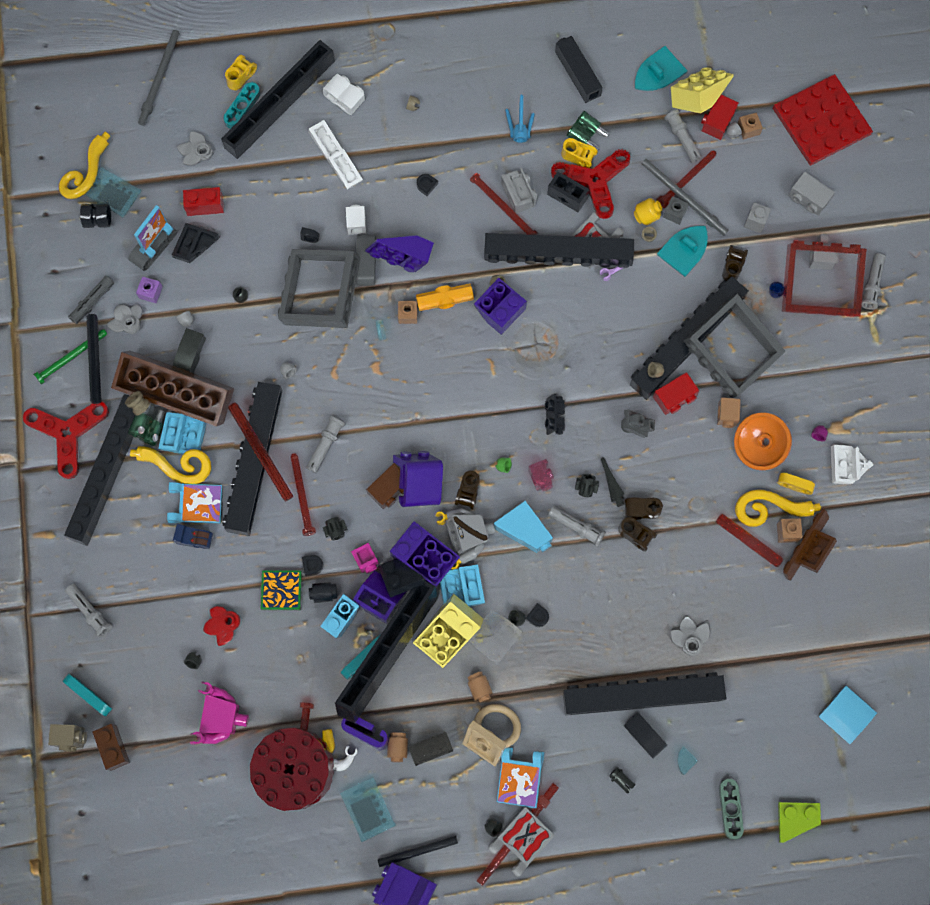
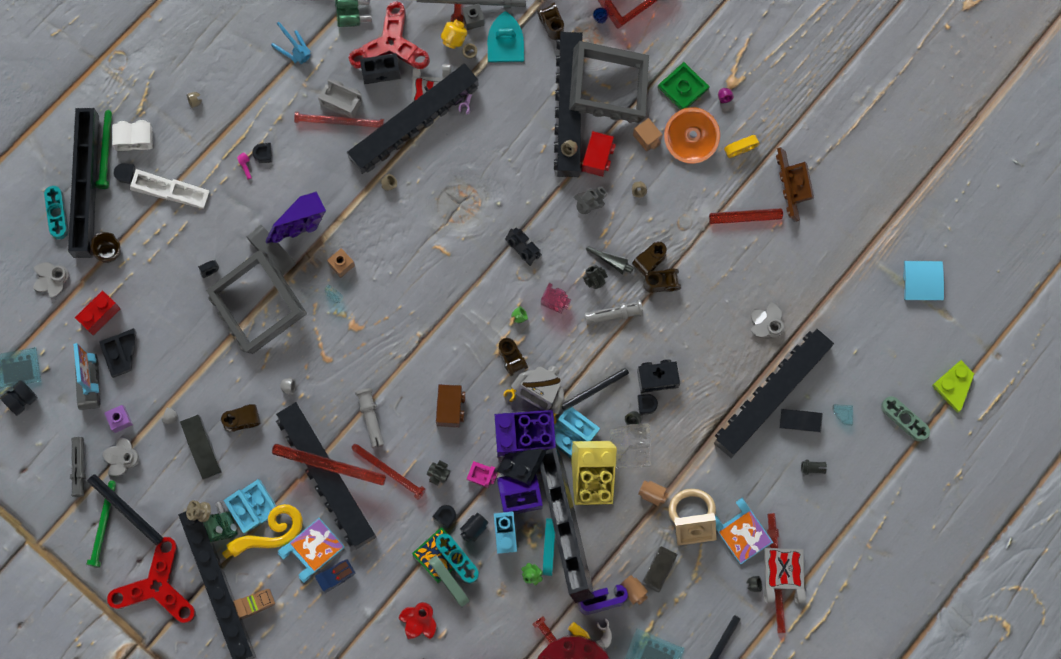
camera: 45 degrees left, 0 degrees up
(119, 505) = (254, 603): none -> medium nougat leg
(173, 388) = (212, 476): reddish brown brick -> none
(235, 365) = (242, 417): none -> dark brown piece
(240, 69) = (30, 184): yellow piece -> none
(243, 296) = (199, 359): pearl dark grey hinge -> none
(251, 158) = (105, 247): none -> dark brown hair
(268, 615) = (448, 581): none -> sand green beam
(292, 111) = (102, 183): none -> green bar
(296, 589) = (470, 566): none -> teal beam
(314, 116) = (124, 172): none -> black tile
(333, 665) = (532, 574): none -> bright green plant
(356, 220) = (234, 225): white brick -> none
(407, 176) = (243, 159): none -> dark pink hand
(420, 478) = (468, 377): dark purple piece -> none
(444, 297) = (359, 227): light orange piece -> none
(500, 306) = (408, 197): dark purple slope -> none
(508, 569) = (594, 389): none -> black bar
(525, 528) = (579, 347): medium azure slope -> none
(554, 602) = (649, 382): none -> black brick
(580, 152) = (361, 32): yellow piece -> none
(679, 448) = (640, 193): none -> dark tan hinge
(789, 530) = (767, 184): medium nougat brick -> none
(792, 398) = (683, 86): none -> green tile
(799, 509) = (761, 162): yellow plant -> none
(847, 464) = (764, 101): white slope -> none

